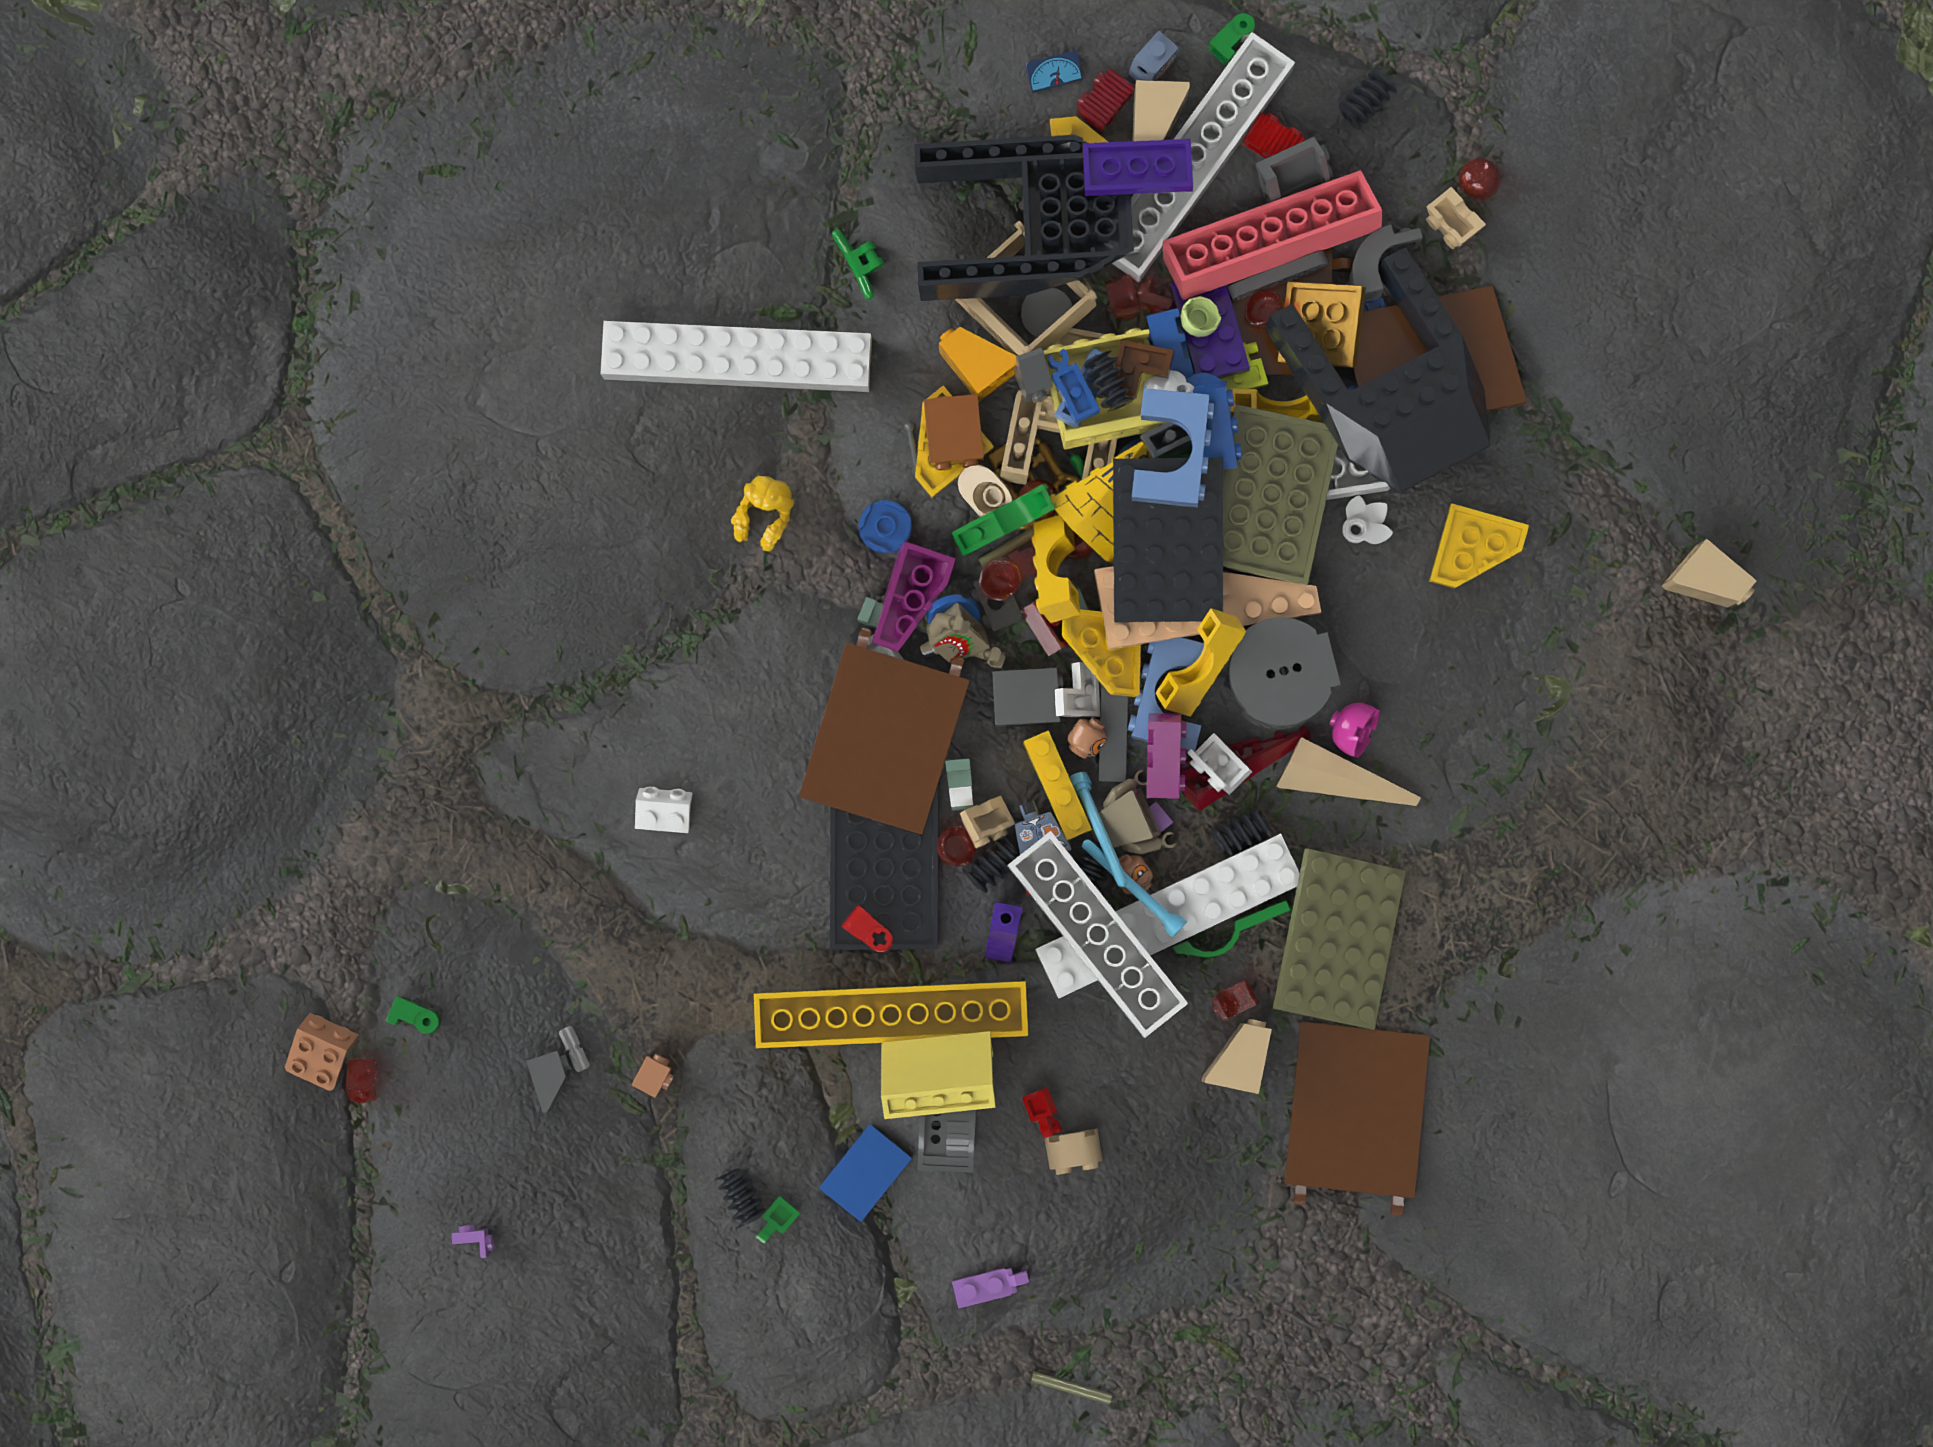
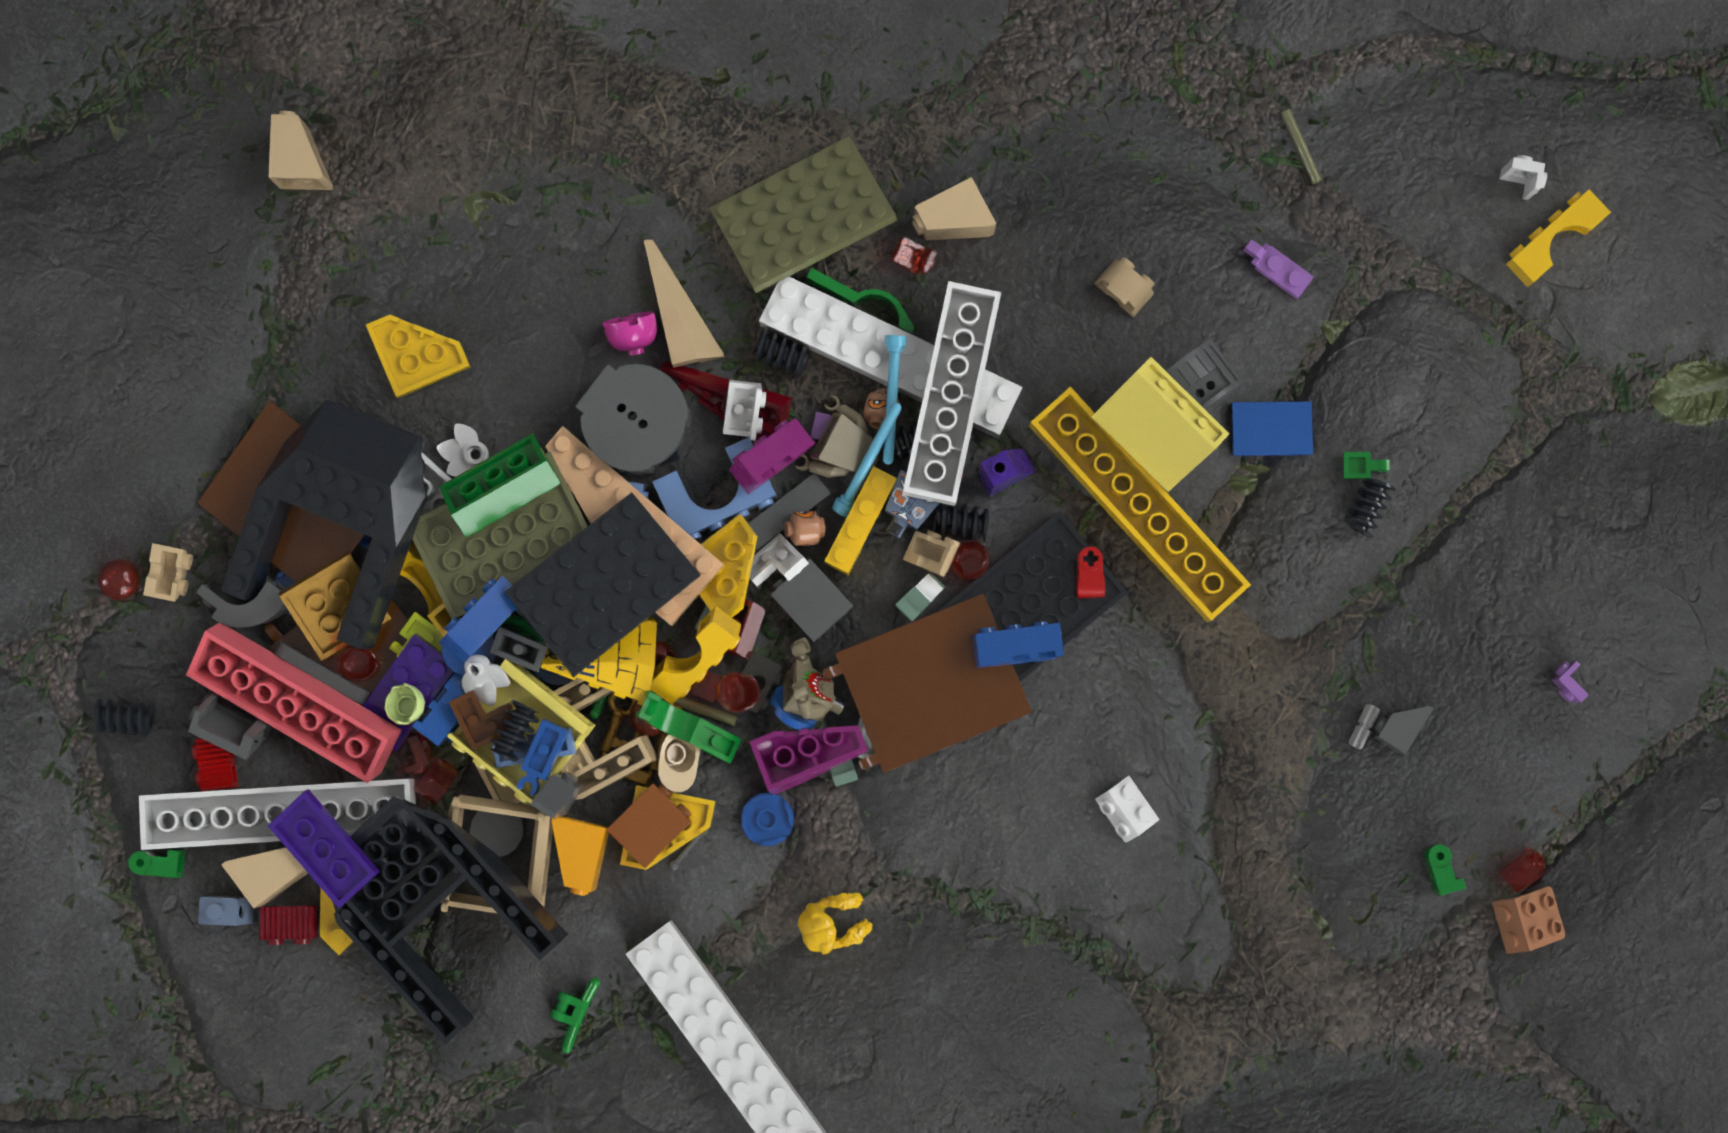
camera: 135 degrees left, 0 degrees up
(653, 1075) = (1334, 647): nougat brick -> none
(859, 825) = (1017, 644): none -> blue wedge
(1041, 1108) = (1114, 334): red plate -> none
(1053, 71) = (297, 983): slope -> none
(1185, 688) = (706, 481): yellow arch -> none
(1190, 413) = (489, 641): medium blue arch -> none
(1311, 522) = (499, 485): none -> green slope
(1357, 1111) = (921, 100): reddish brown flag -> none

